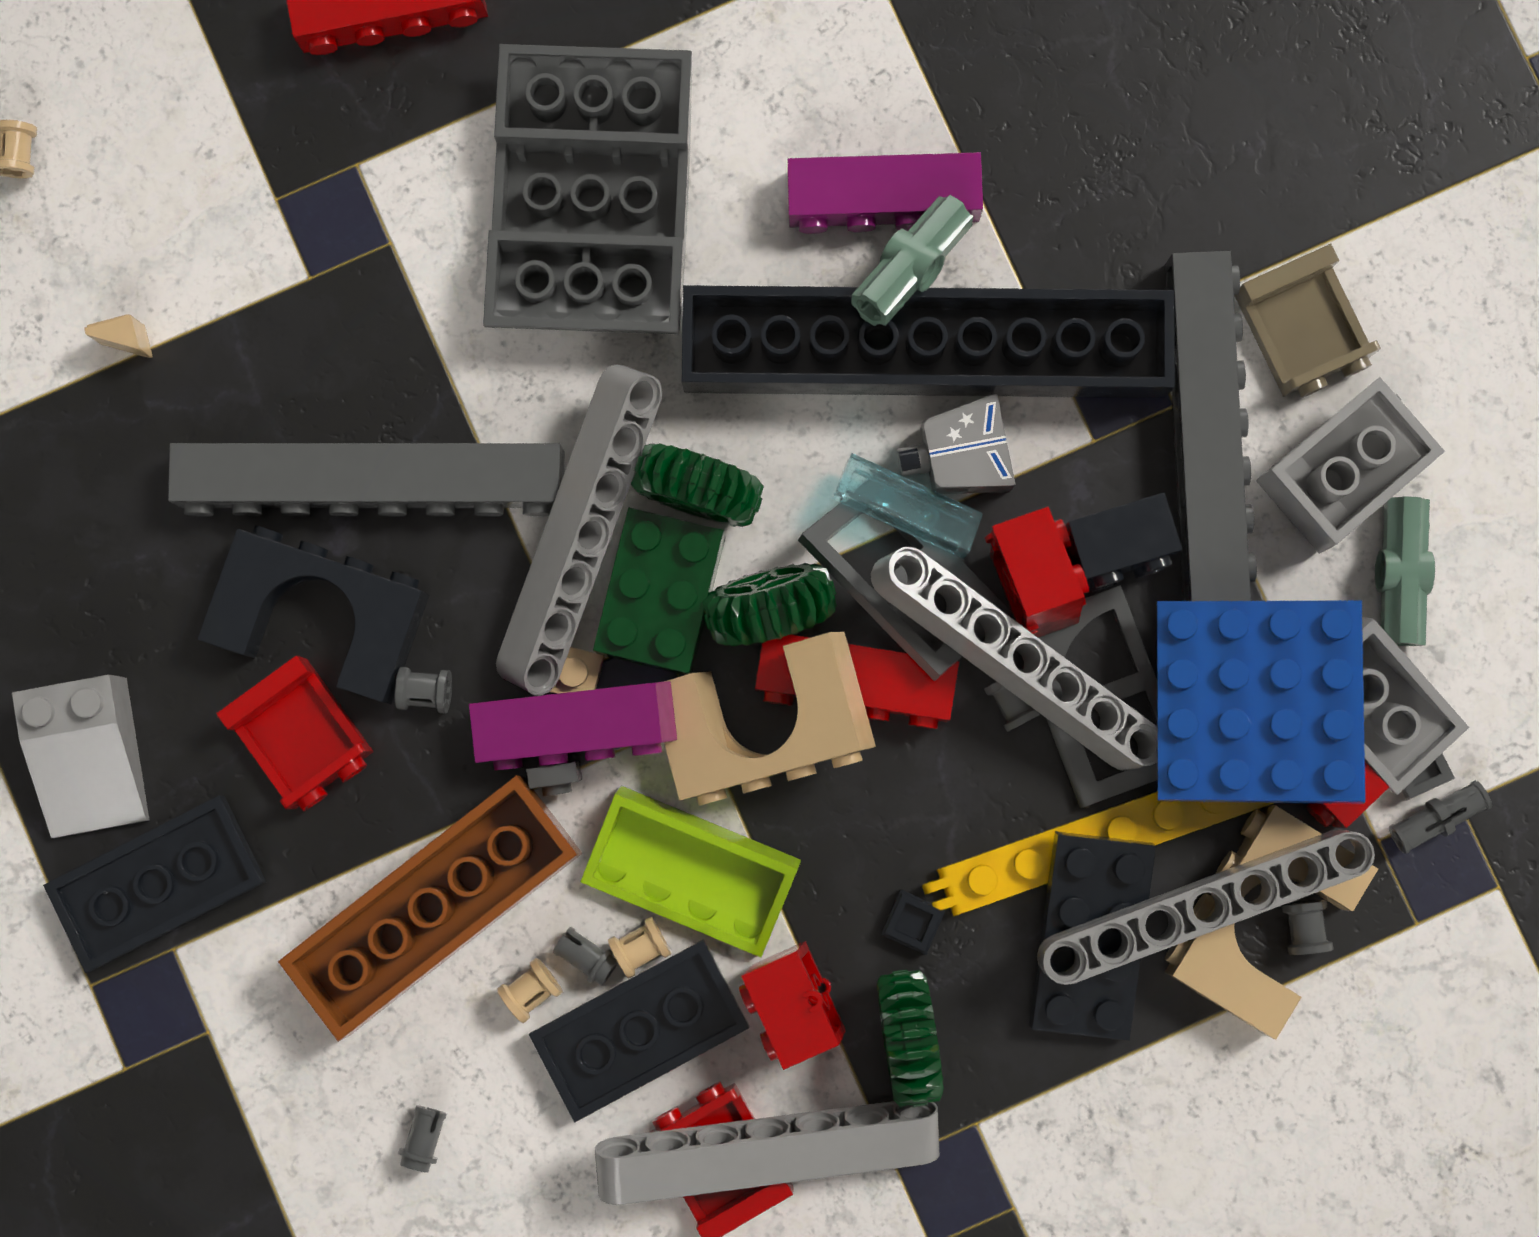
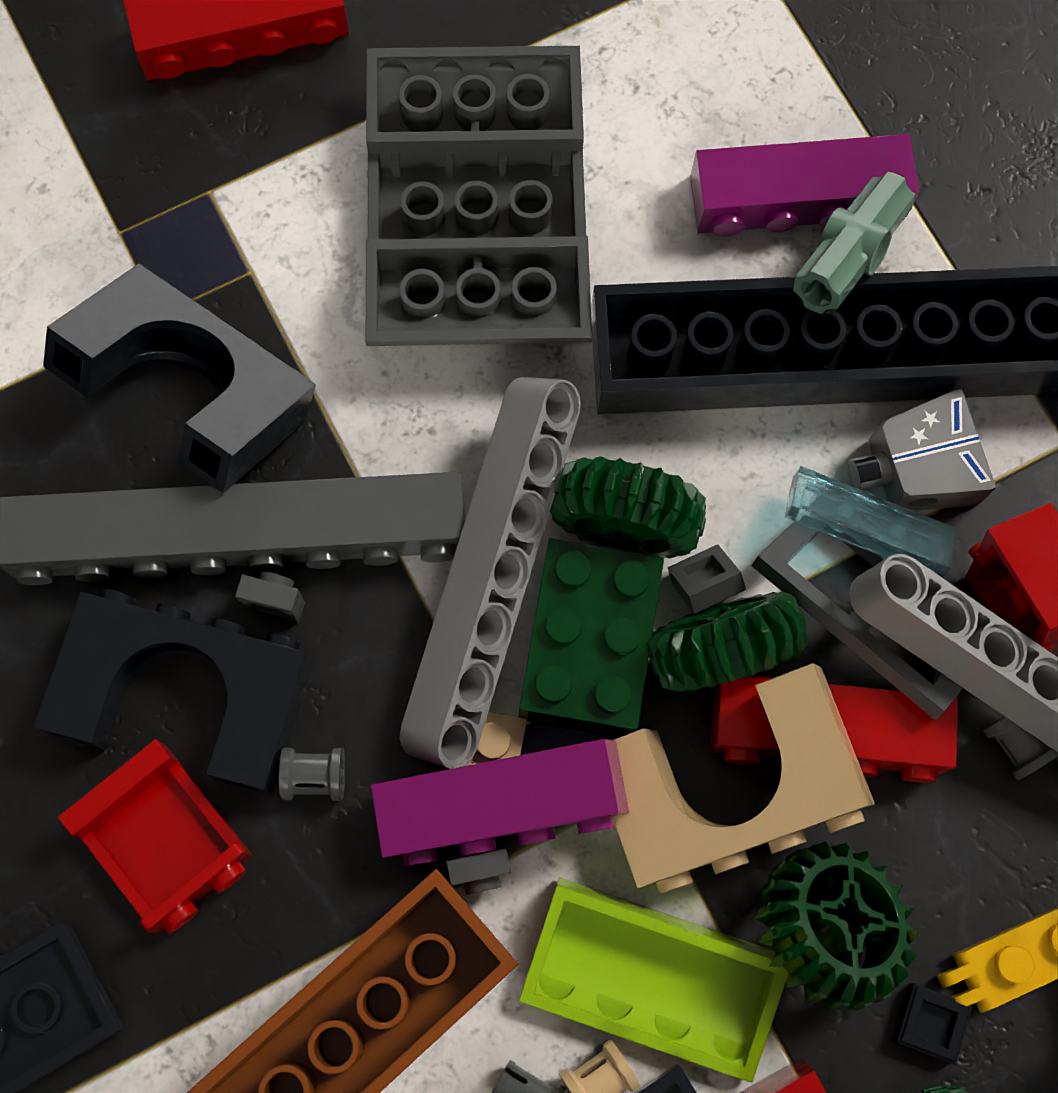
camera: 15 degrees left, 10 degrees down
(298, 289) = (150, 320): none -> arch
(395, 538) = (271, 596): none -> dark grey plate
(763, 546) = (706, 578): none -> dark grey plate
(817, 853) = (824, 938): none -> dark green gear

